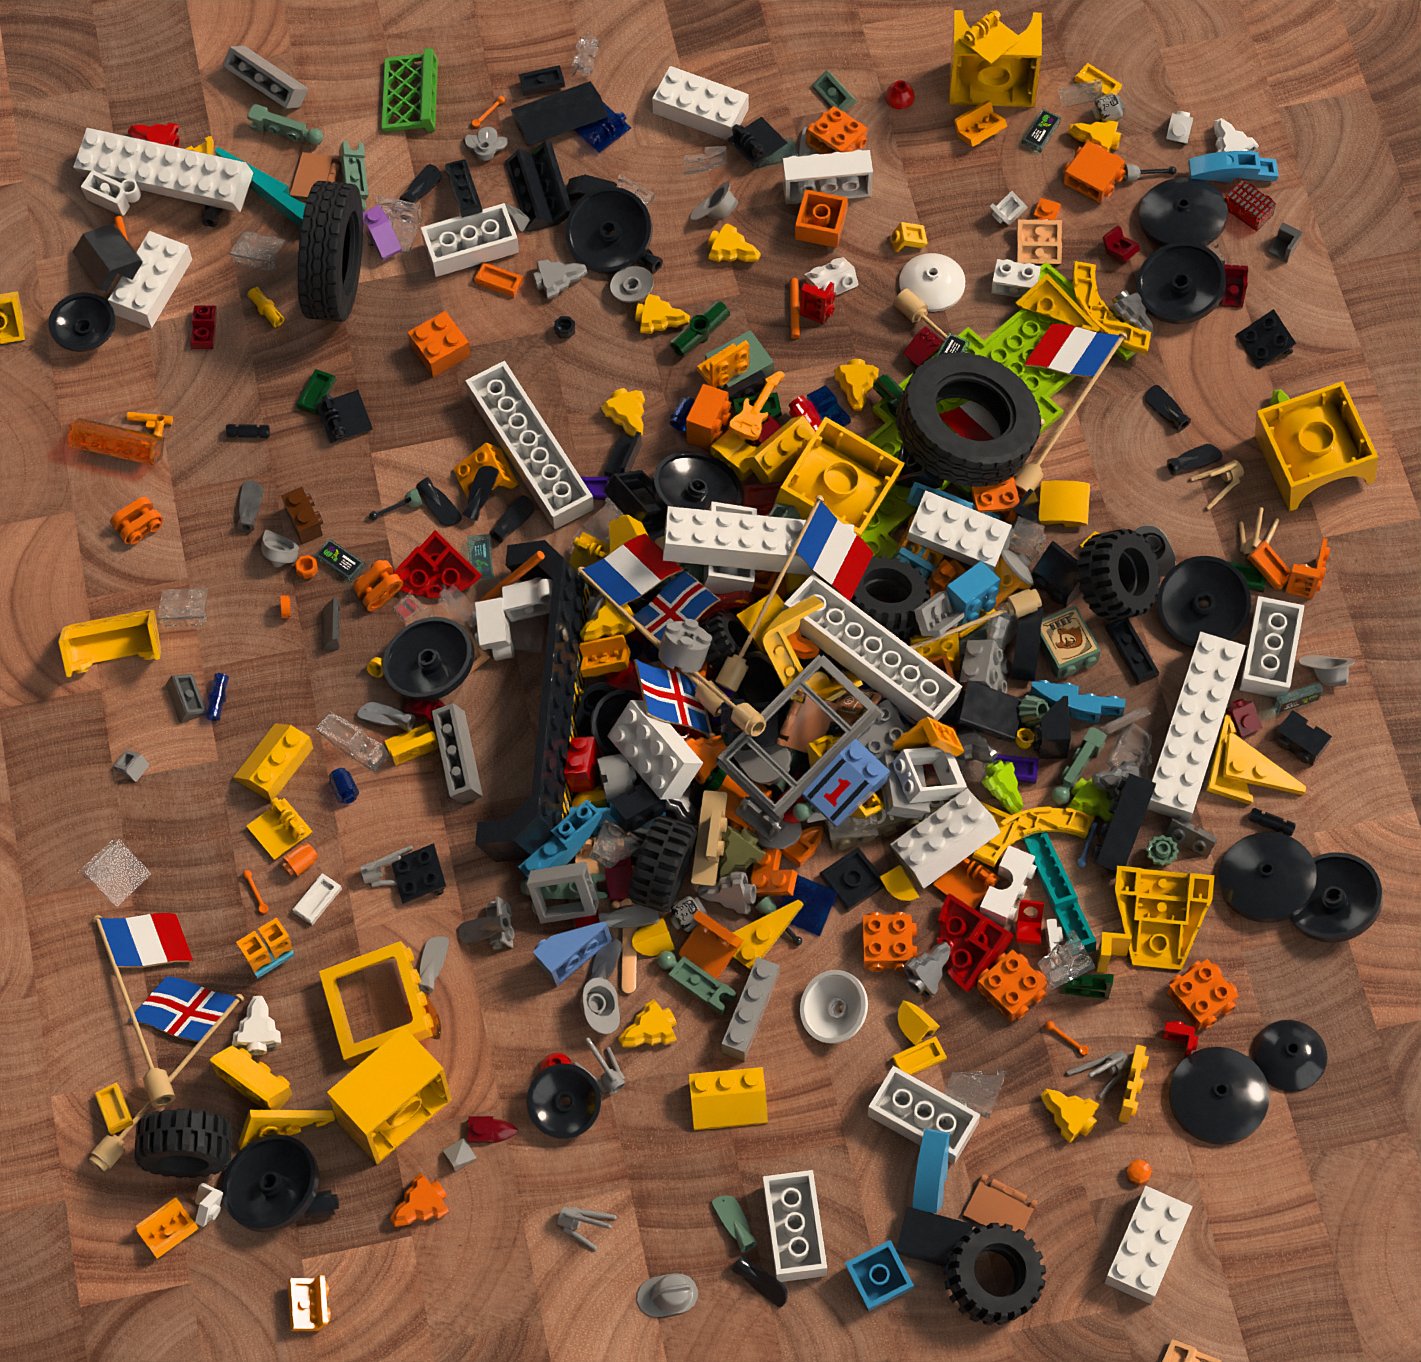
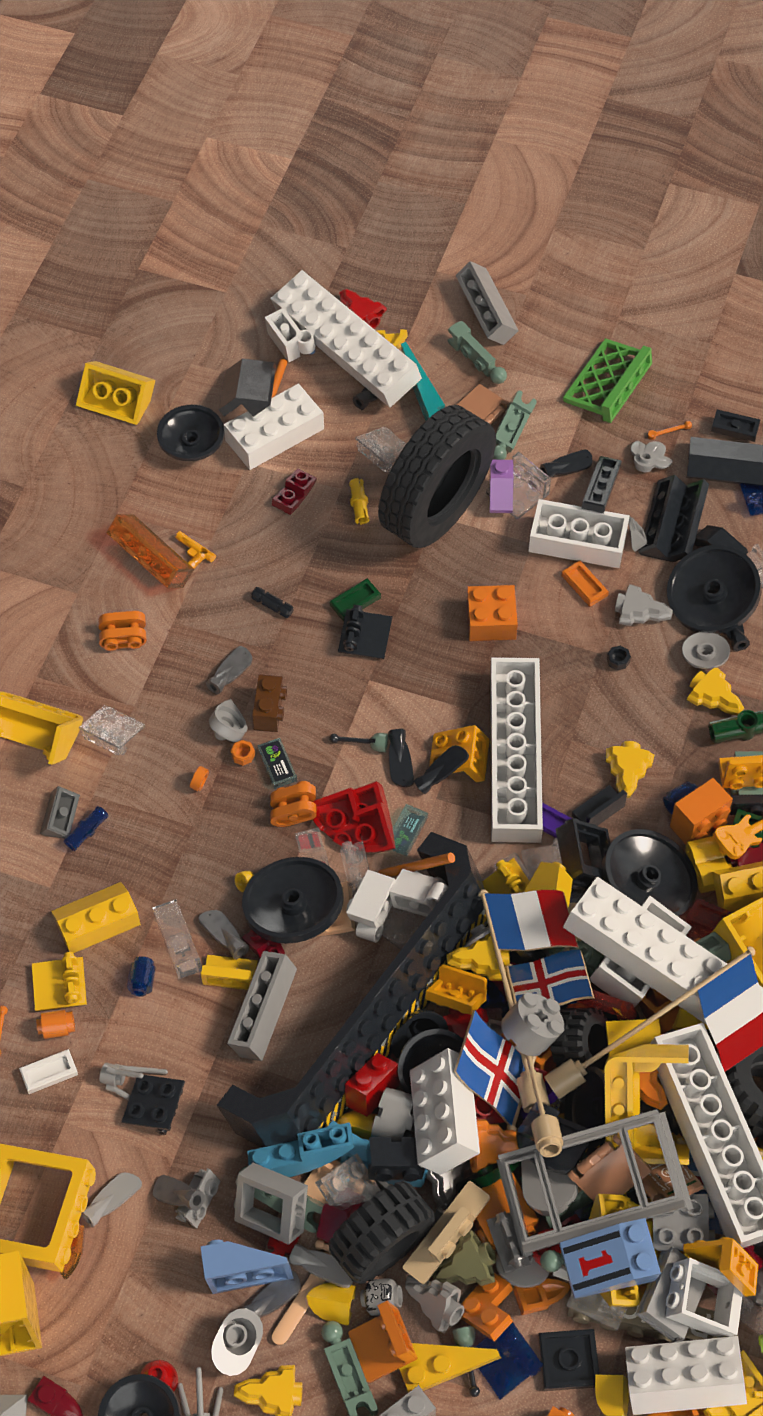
camera: 30 degrees right, 5 degrees down
(331, 625) = (230, 819): dark grey slope -> none
(513, 518) = (459, 810): black piece -> none

